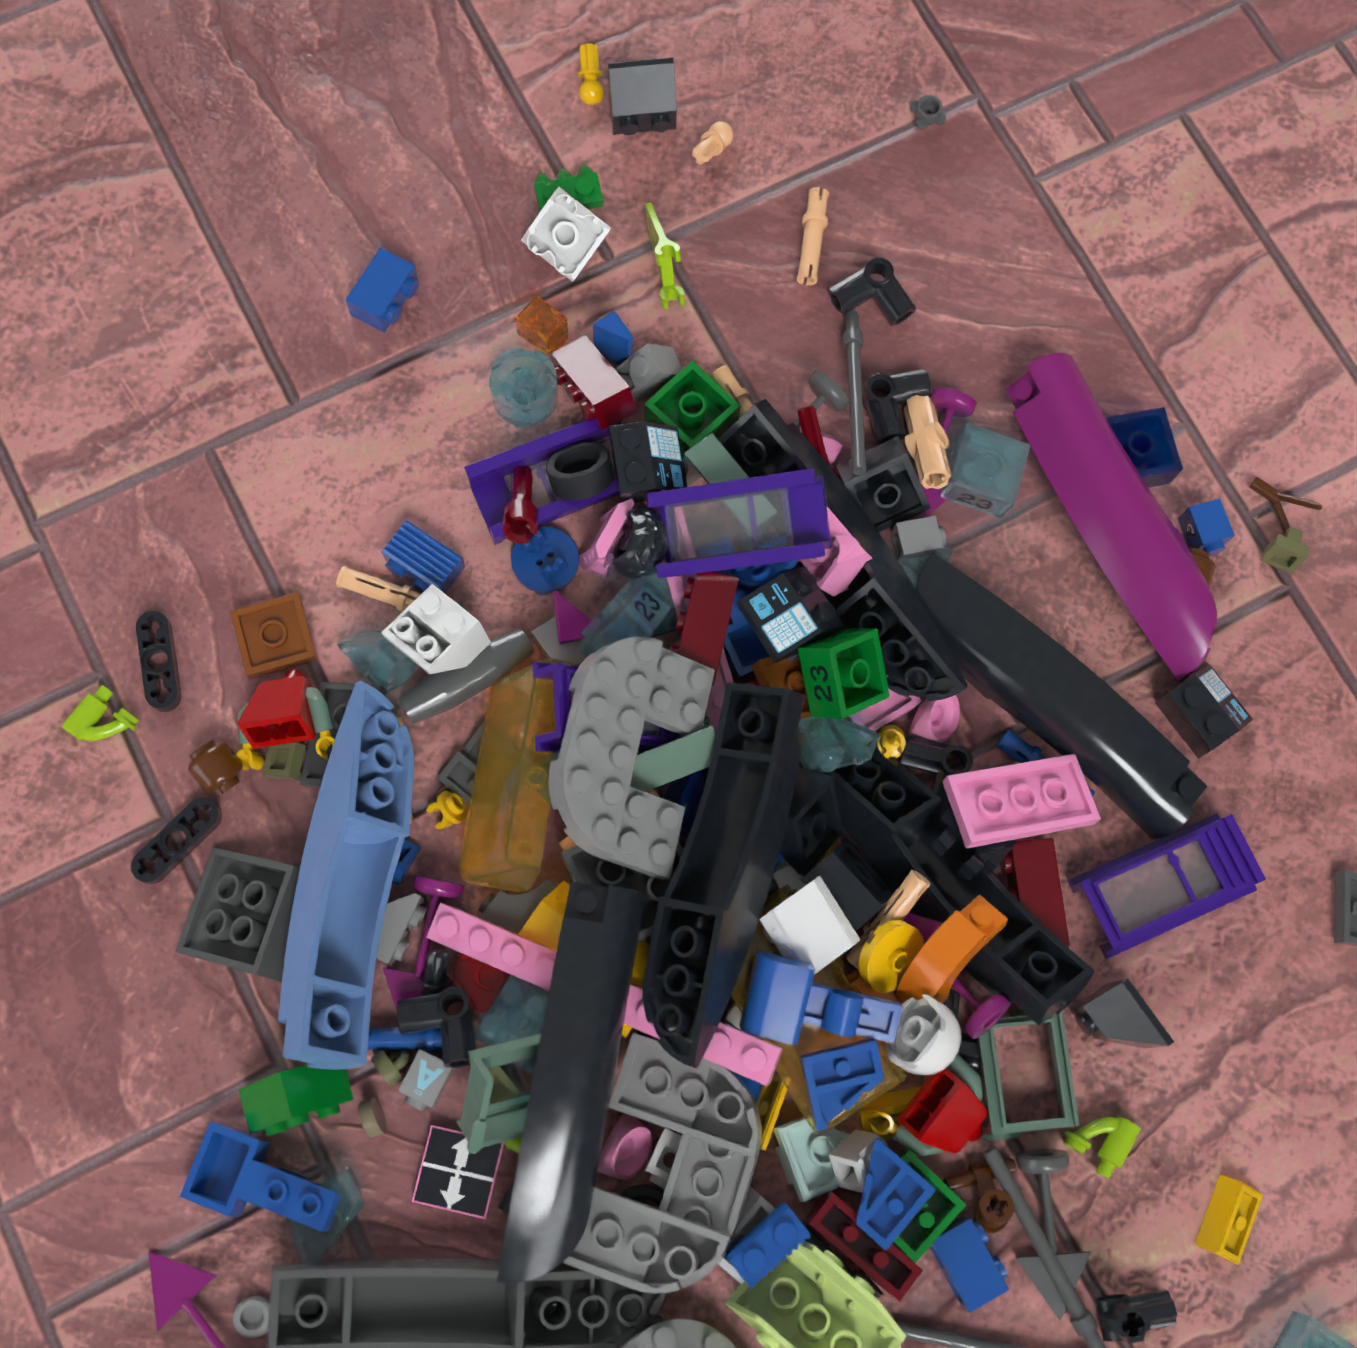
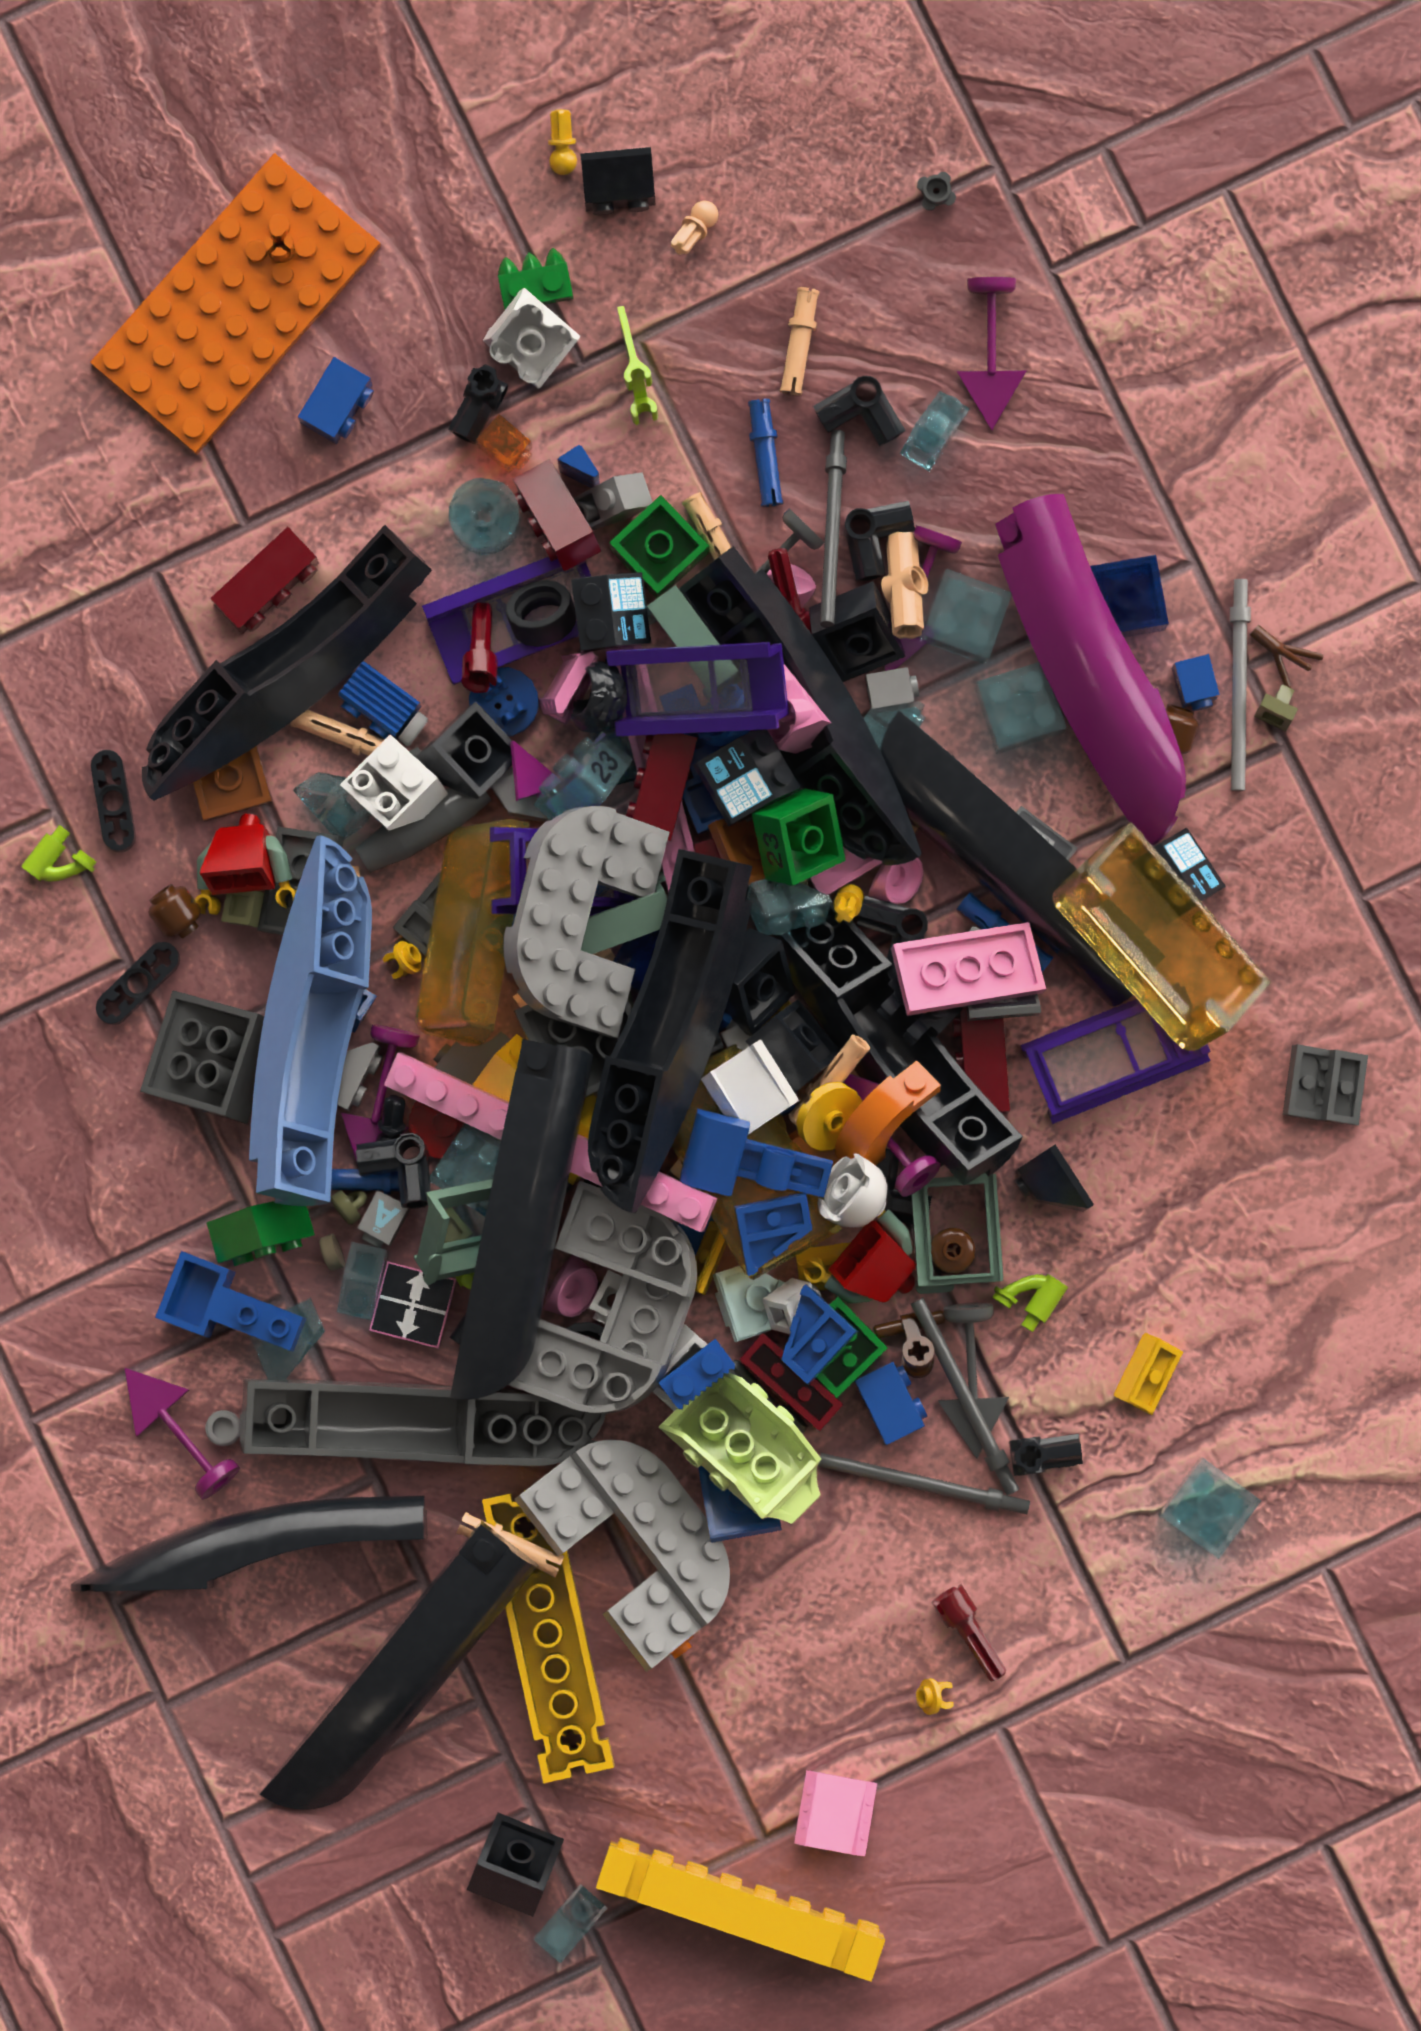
camera: 10 degrees right, 10 degrees up
(289, 213) = (235, 303): none -> orange plate
(313, 451) = (266, 581): none -> dark red brick
(331, 533) = (287, 670): none -> black slope
(403, 1147) = (362, 1280): none -> clear light blue slope
(457, 584) = (413, 729): none -> light grey tile
(511, 602) = (469, 753): none -> black slope
(520, 285) = (482, 397): none -> black piece
(784, 319) = (765, 452): none -> blue pin
(942, 309) = (934, 430): none -> clear light blue slope
(991, 275) = (991, 388): none -> magenta piece
(1033, 1093) = (940, 1257): none -> reddish brown head
(1043, 553) = (1019, 707): none -> clear light blue brick
(1059, 841) = (1006, 1008): none -> dark grey slope
(1214, 768) = (1160, 940): none -> clear yellow windscreen
(1239, 469) = (1239, 616): none -> light grey bar

